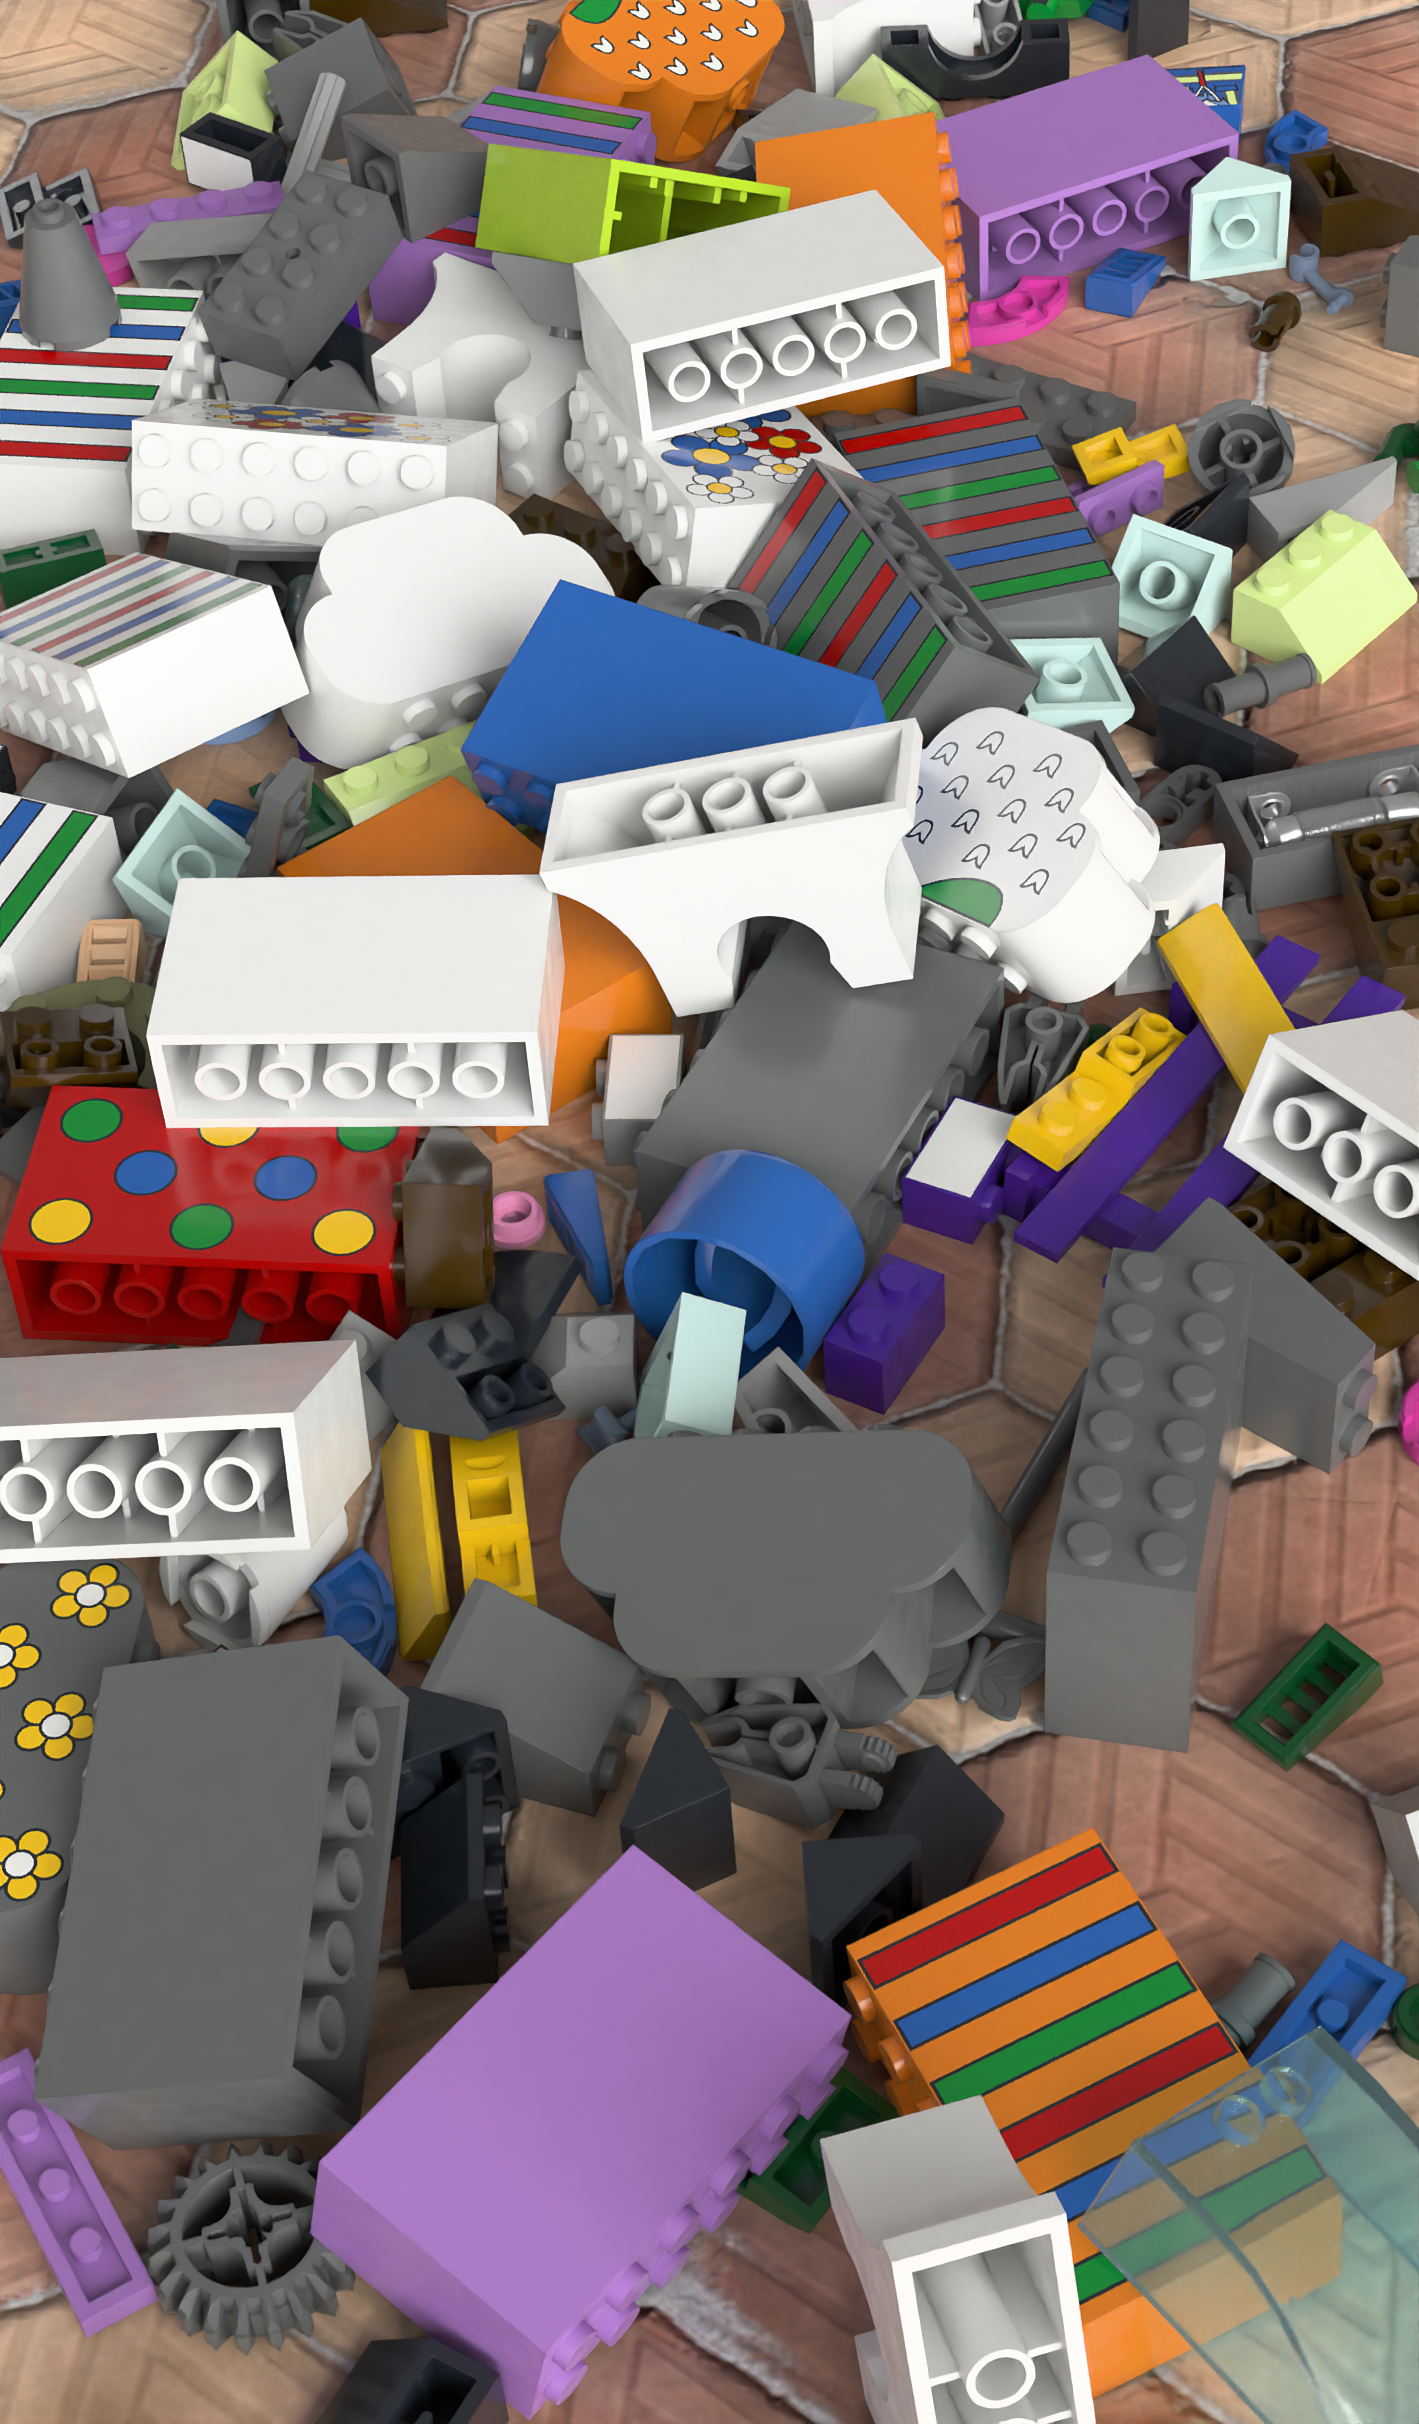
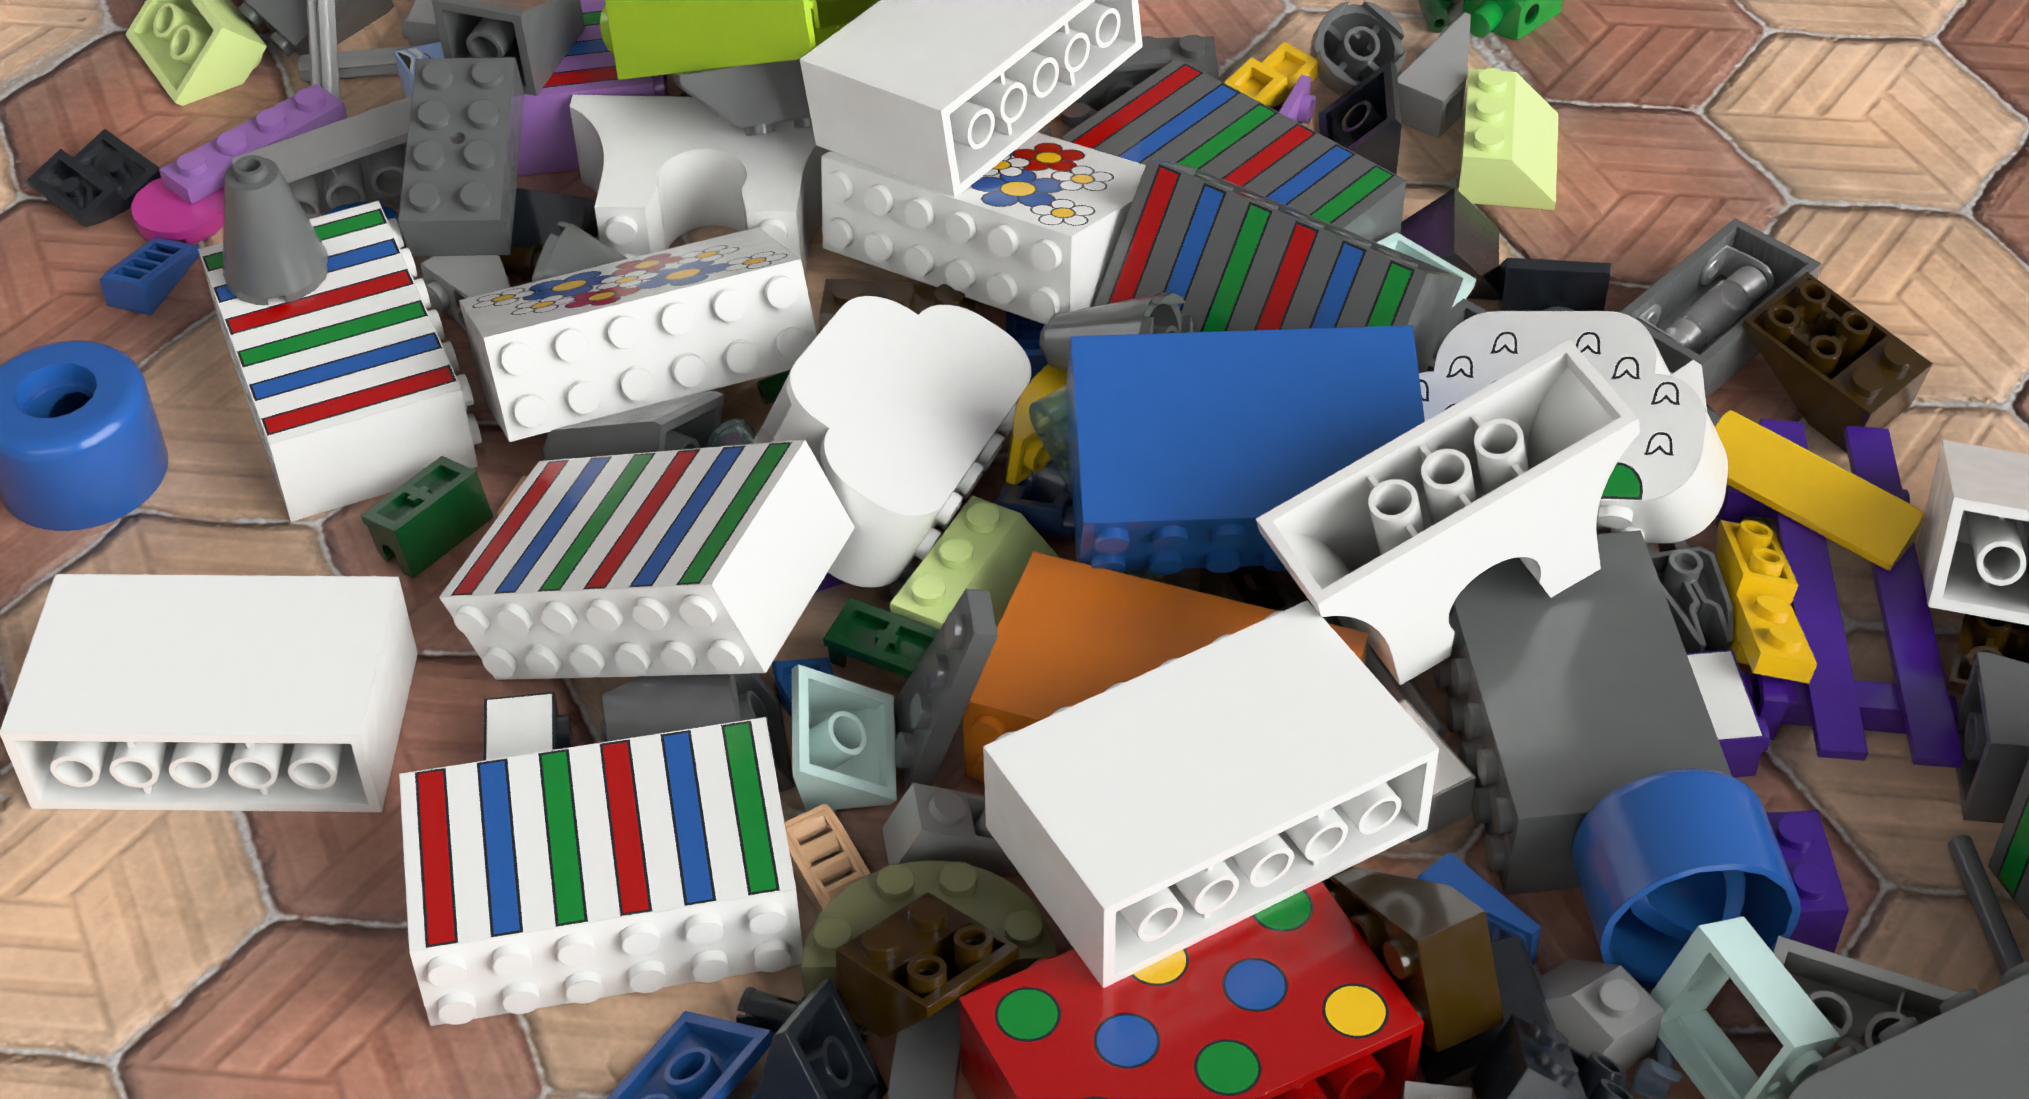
camera: 35 degrees left, 0 degrees up
(230, 154) = (251, 76): brick -> none
(1170, 578) = (1403, 149): light aqua slope -> none
(1260, 685) = (1527, 225): dark grey pin -> none

